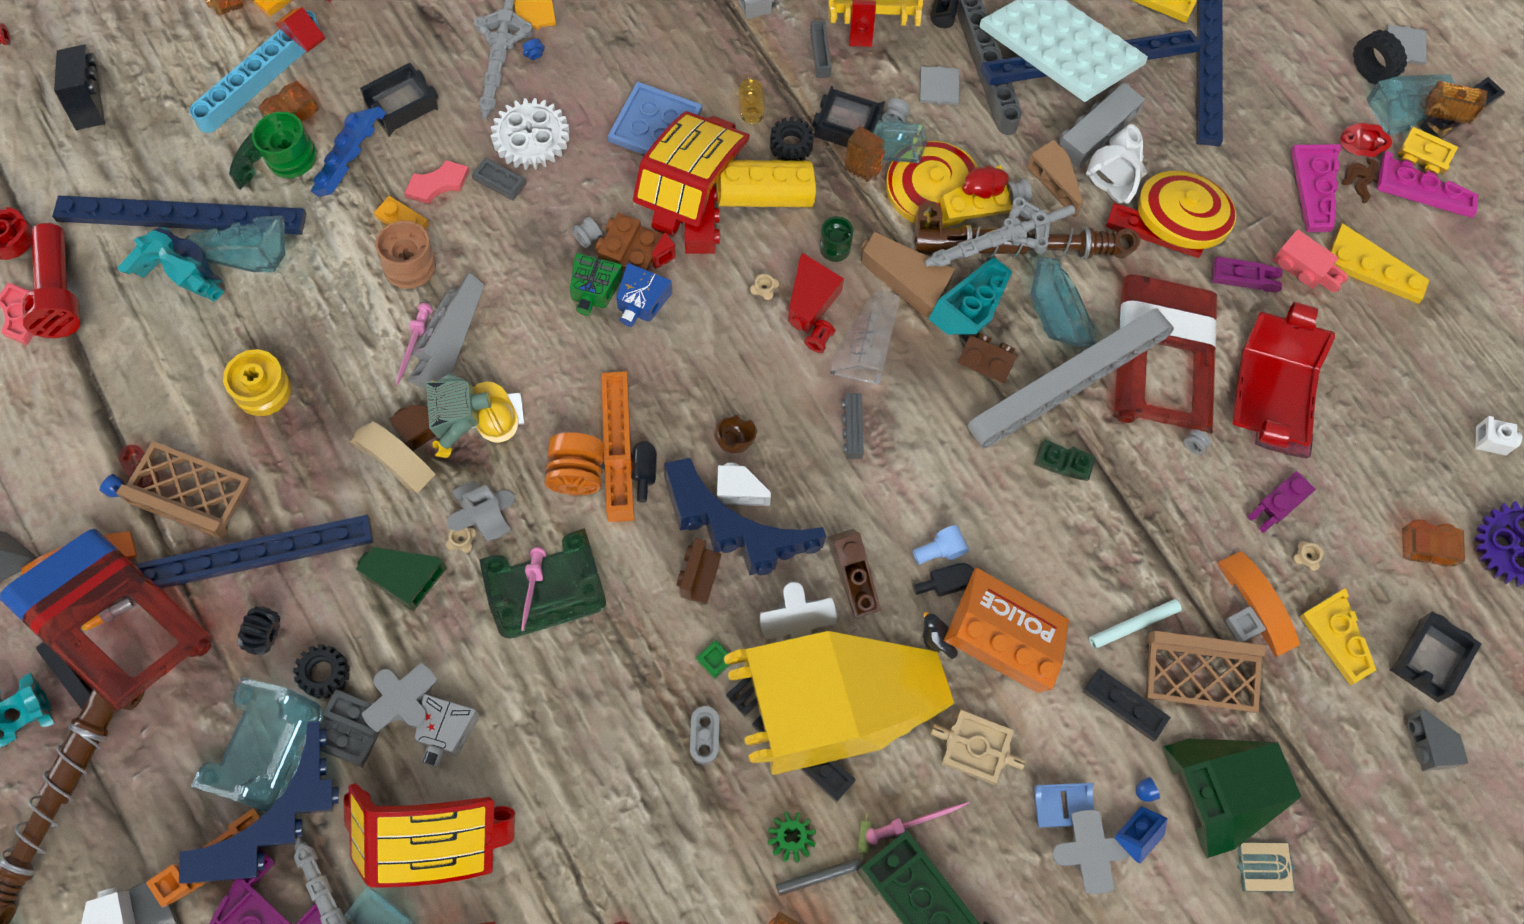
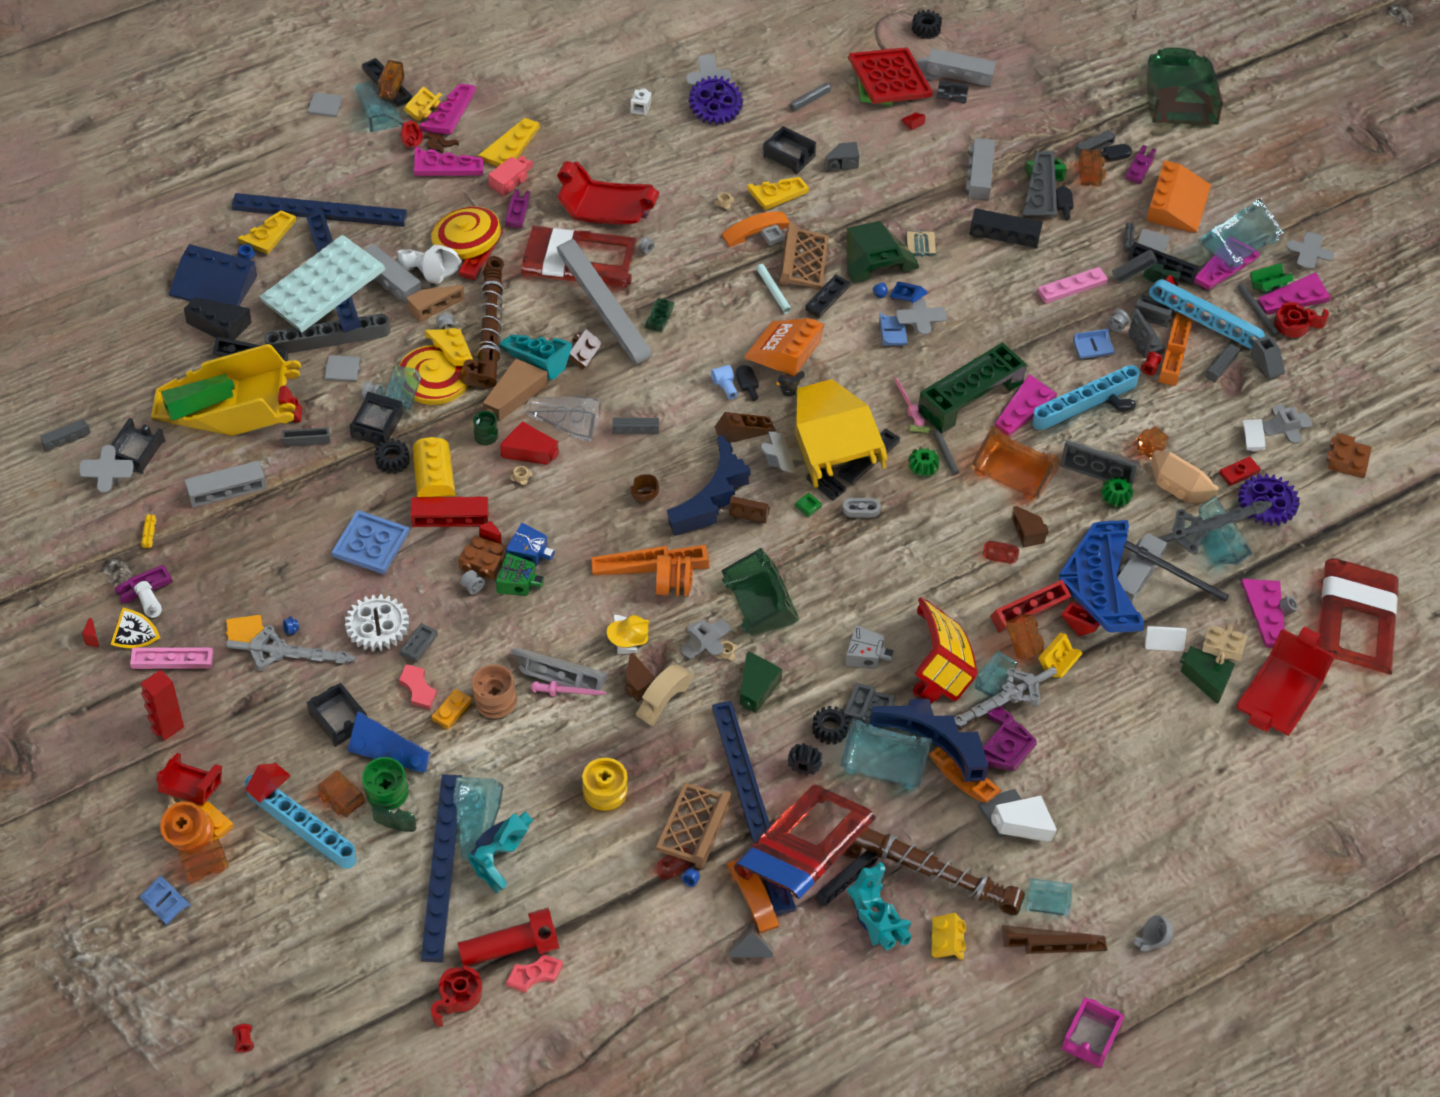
camera: 90 degrees left, 15 degrees down
(79, 86) = (306, 952): black wedge -> none
(400, 698) = (848, 671): light grey piece -> none
(453, 410) = (632, 644): sand green torso -> none
(533, 573) = (753, 602): bright pink sword -> none
(643, 468) = (671, 542): black piece -> none
(683, 168) = (428, 502): panel -> none
(740, 487) = (683, 486): white slope -> none
(751, 103) = (353, 480): clear yellow plate -> none
(814, 338) = (565, 441): red bush -> none
(864, 154) = (413, 406): clear orange brick -> none
(977, 747) = (859, 369): tan plate -> none
(985, 182) = (444, 334): red arm -> none
(1012, 230) = (491, 320): light grey bar -> none
(1061, 305) = (548, 305): clear light blue wedge -> none
(1283, 500) = (687, 210): magenta hinge -> none
(1390, 49) = (339, 108): black tyre -> none
(1433, 544) = (715, 141): clear orange brick -> none

